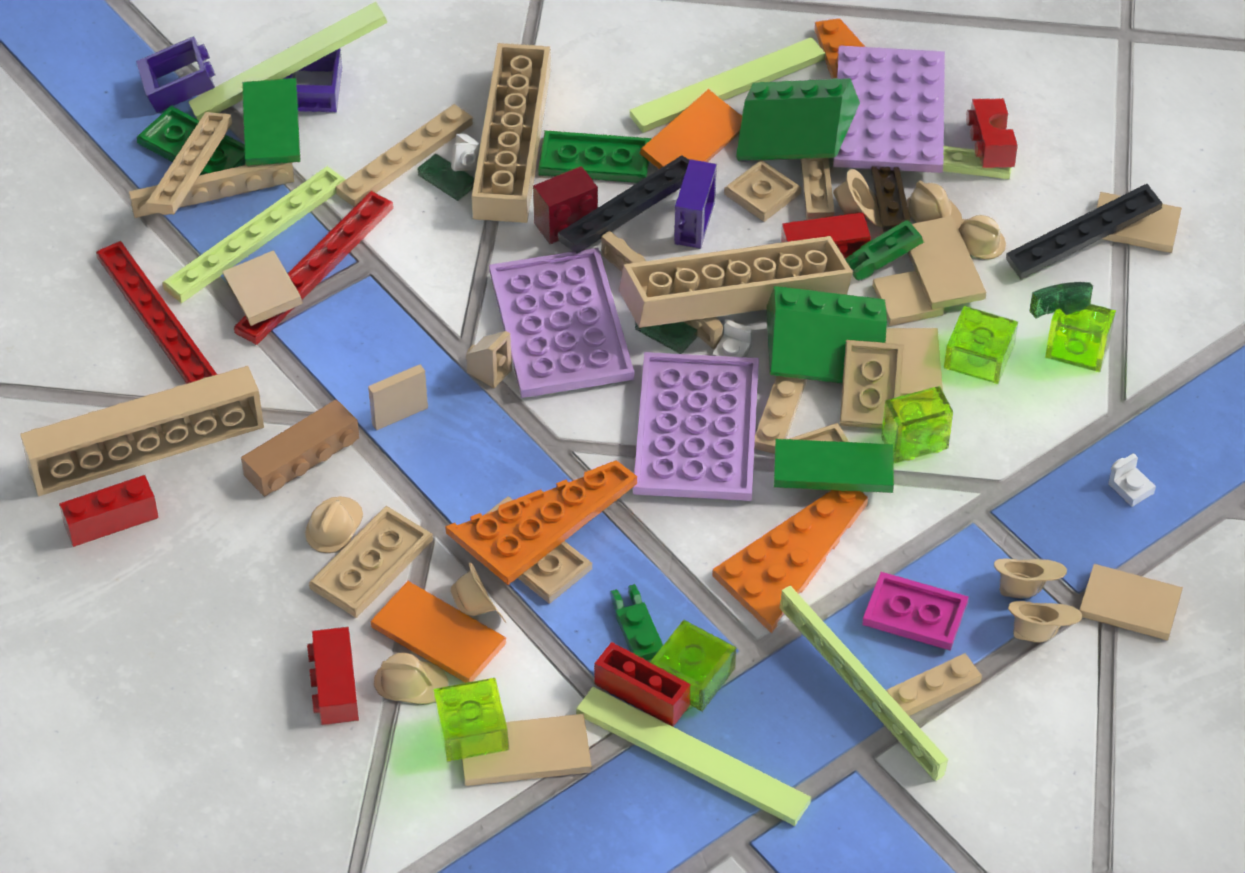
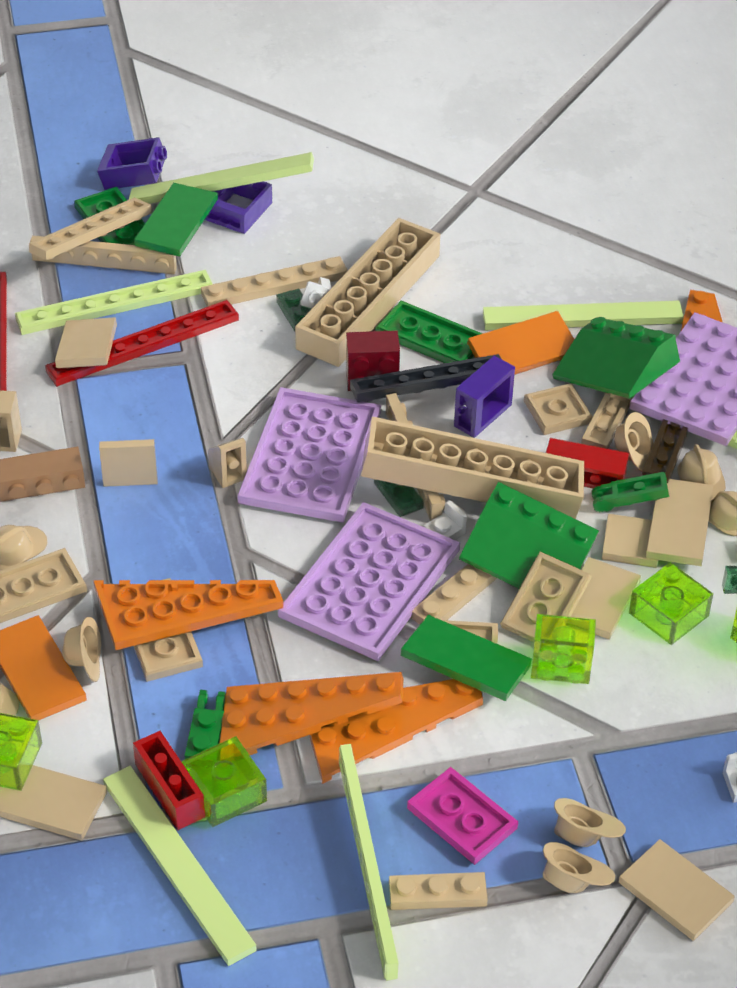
camera: 25 degrees right, 5 degrees down
(717, 571) = (300, 708): none -> orange wing

